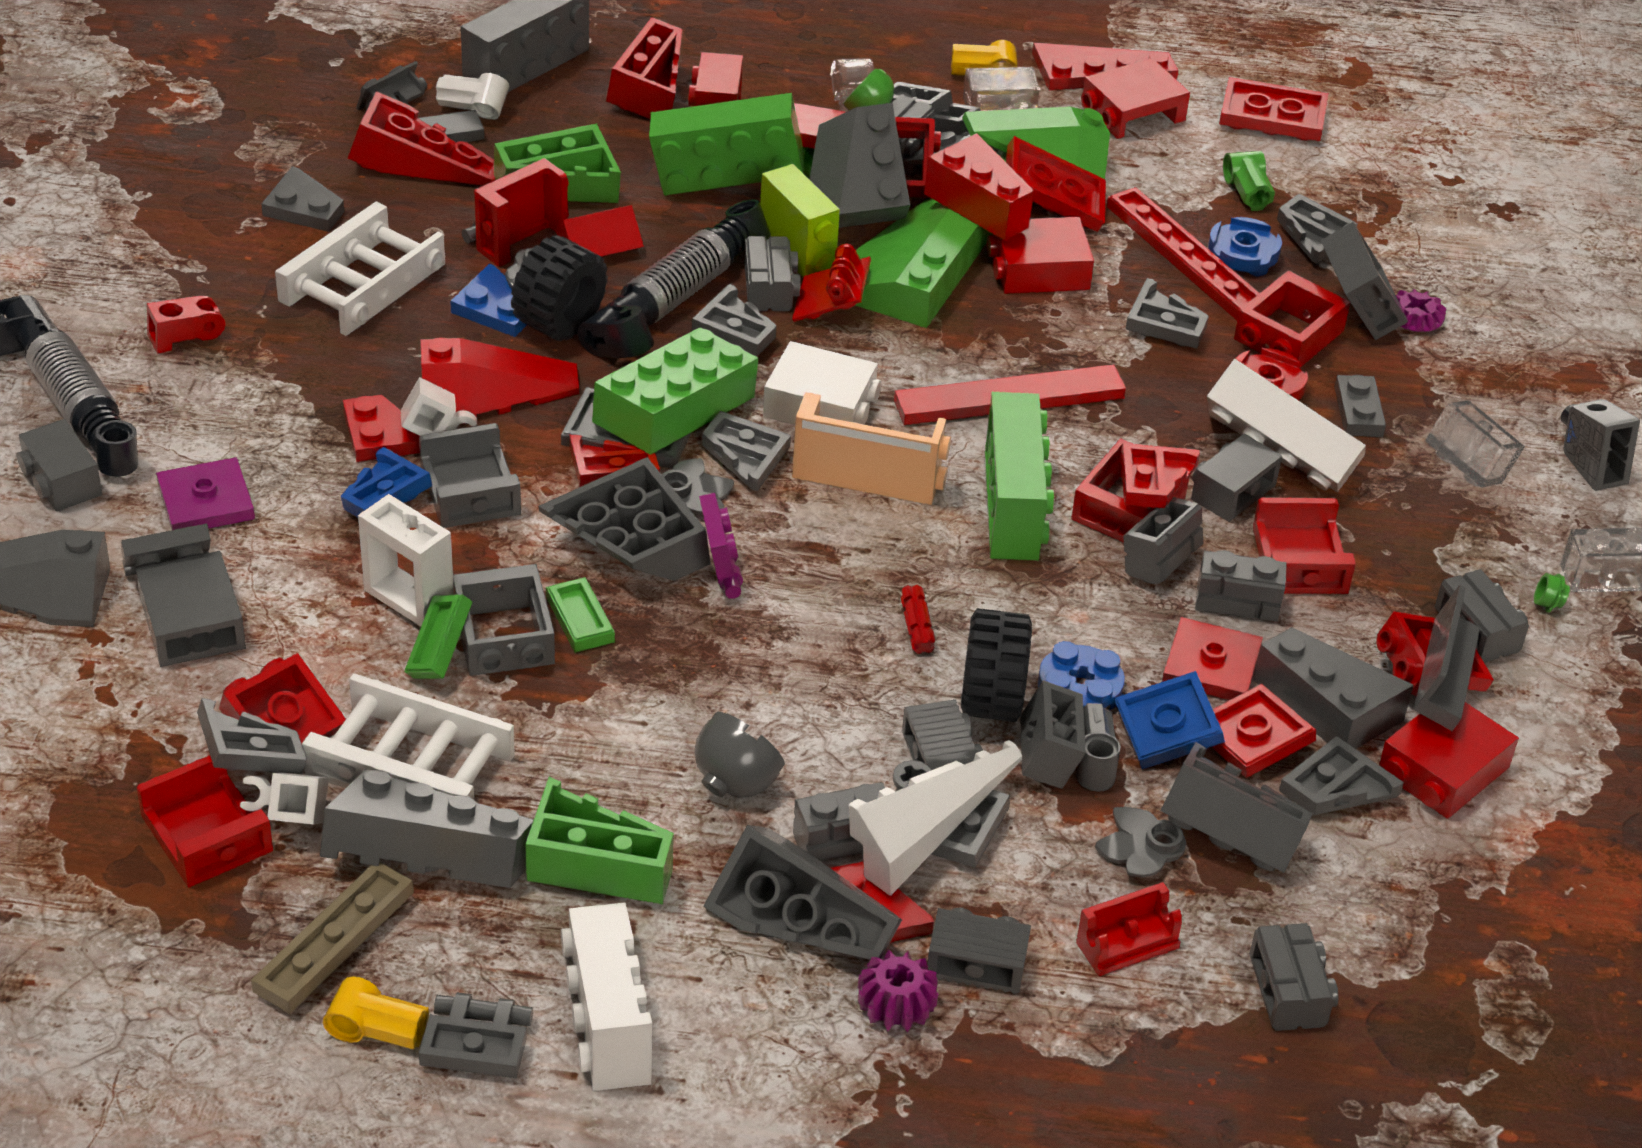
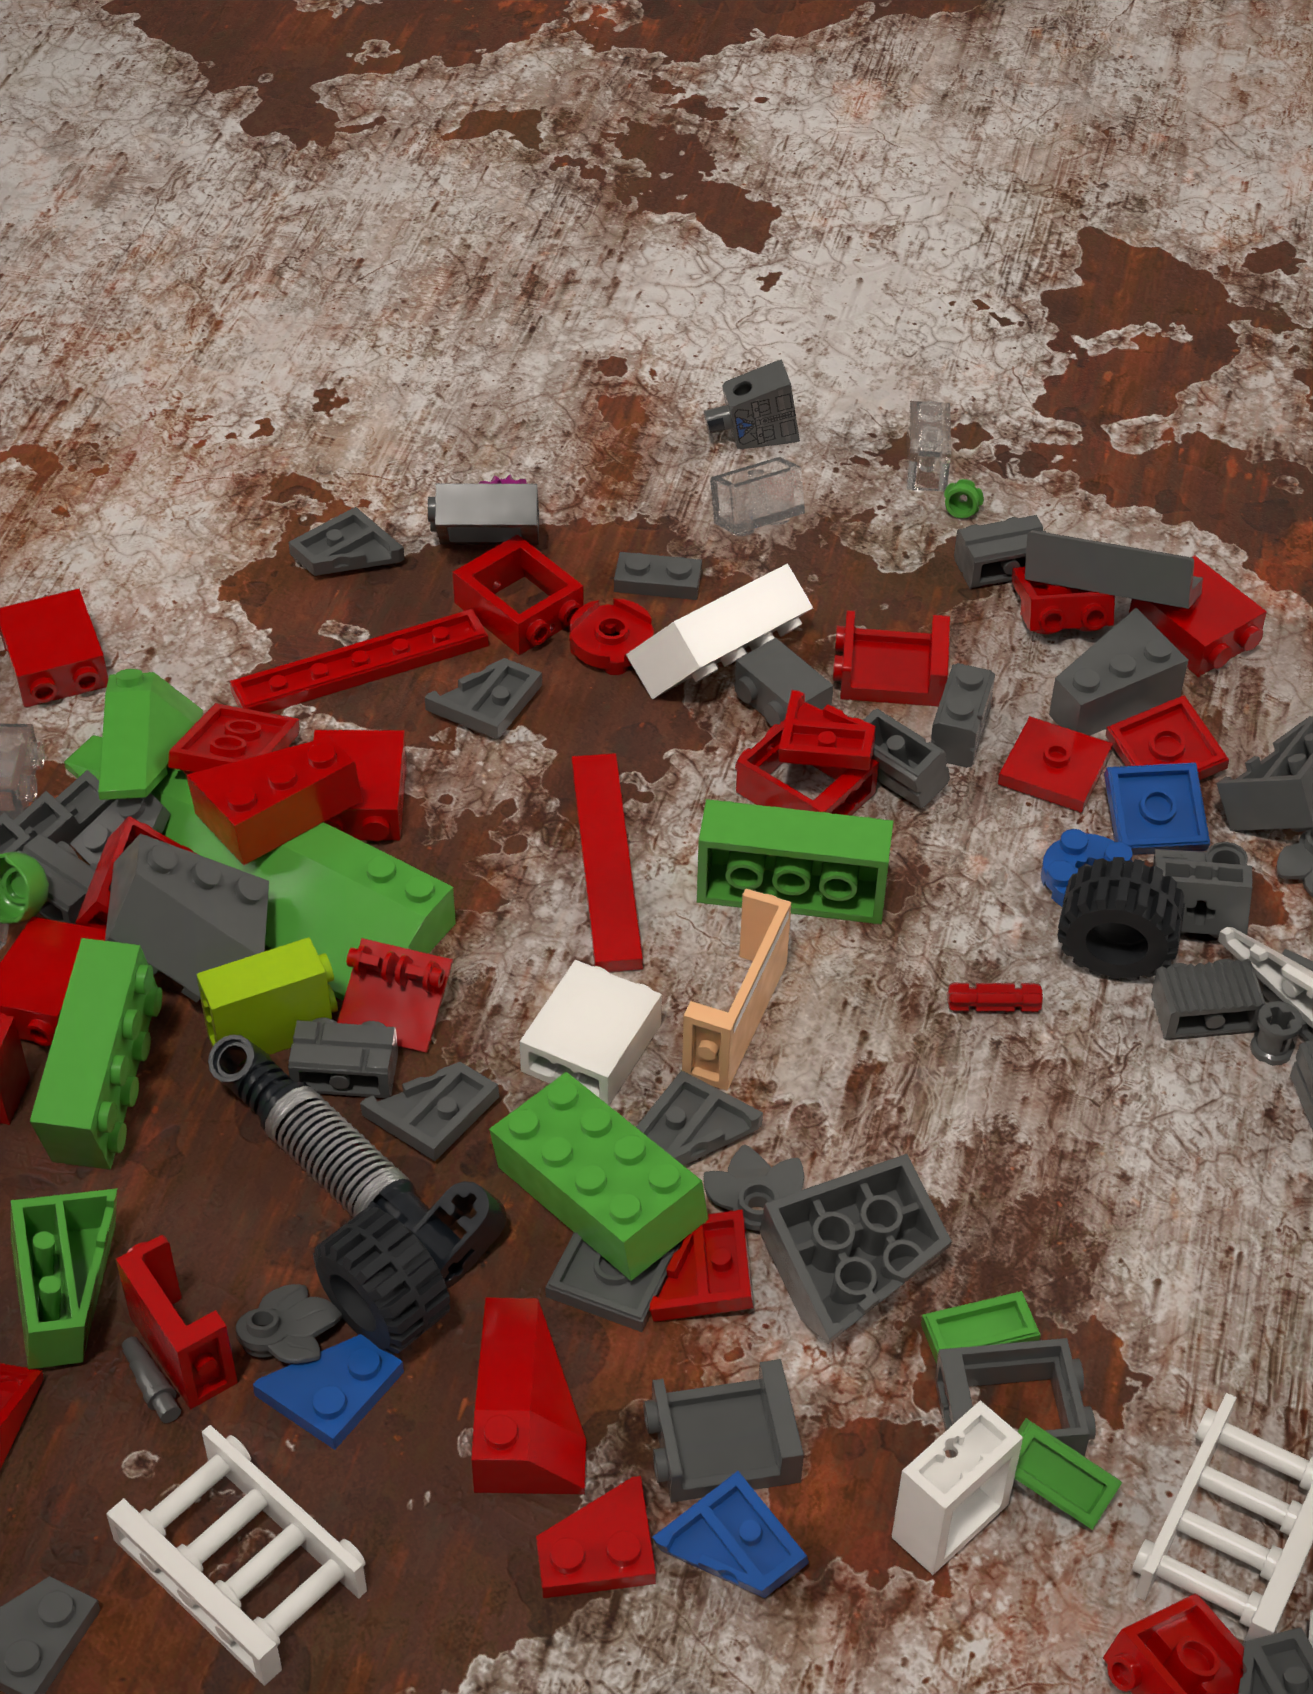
camera: 80 degrees left, 5 degrees up
(432, 410) = (610, 1463): white brick -> none
(604, 231) = (215, 1244): red brick -> none
(722, 545) = (927, 1145): magenta plate -> none
(734, 759) = (1255, 1183): dark grey cylinder -> none
(1249, 175) = (226, 578): bright green piece -> none
(1255, 257) = (346, 599): blue plate -> none
(1274, 109) = (103, 534): red plate -> none
(1338, 780) = (1230, 701): dark grey wing -> none

